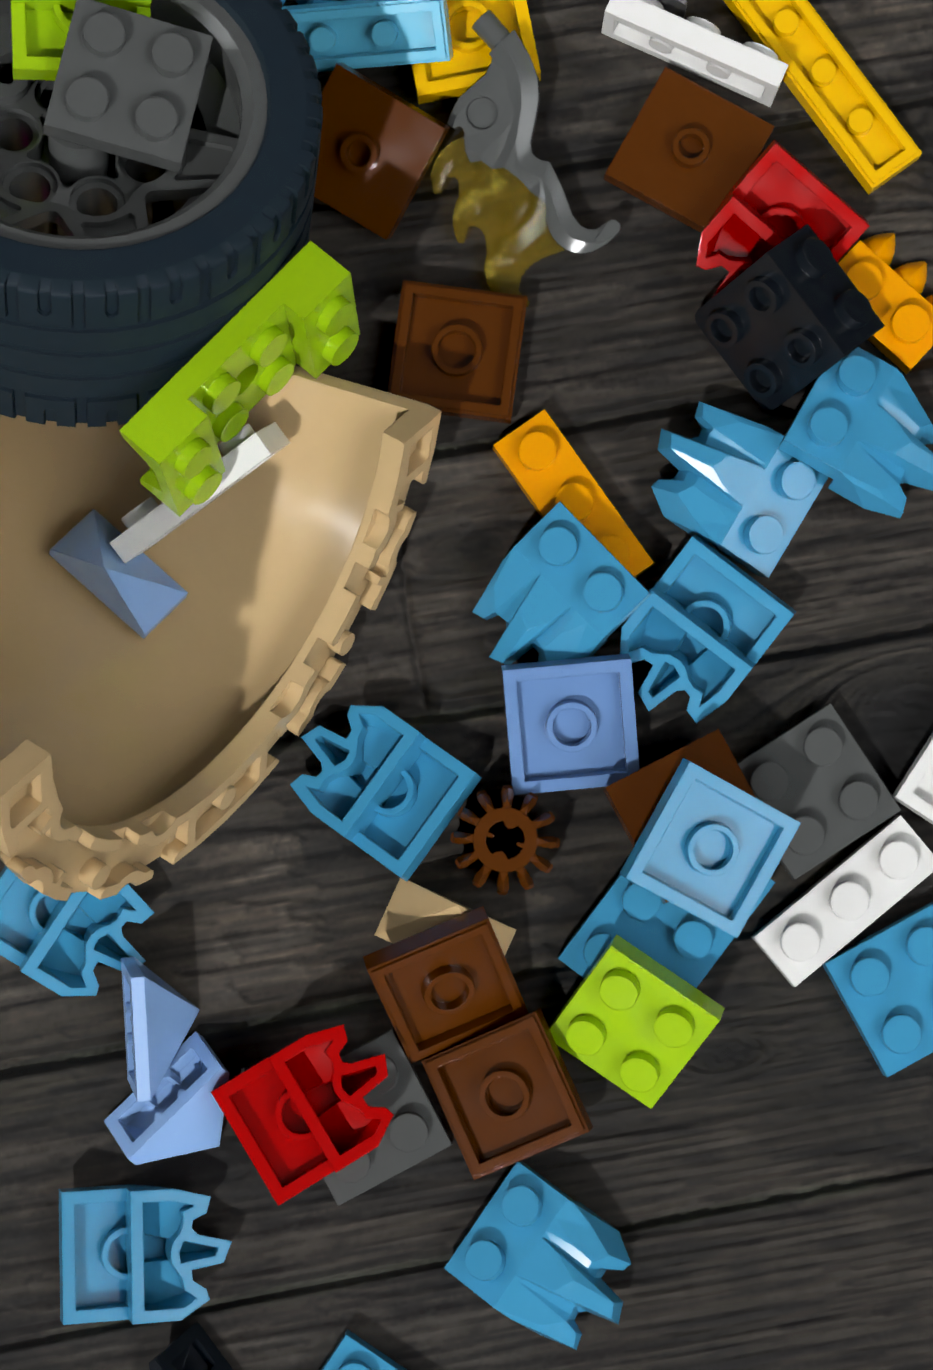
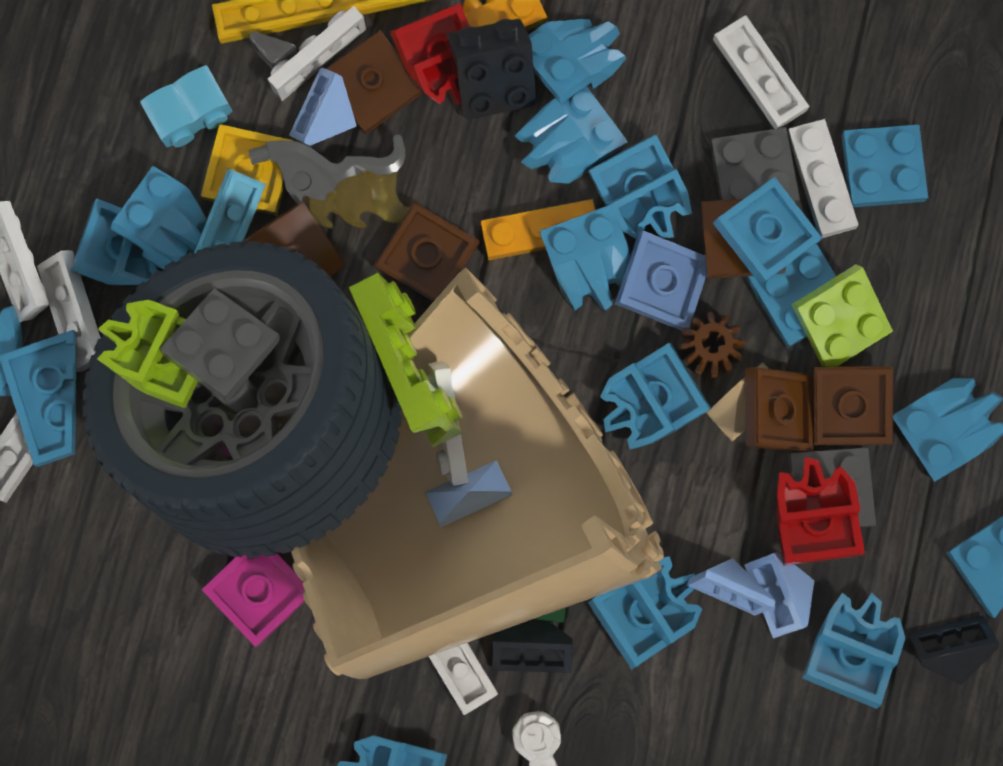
camera: 65 degrees left, 5 degrees down
(607, 99) = (324, 110): none -> light blue slope

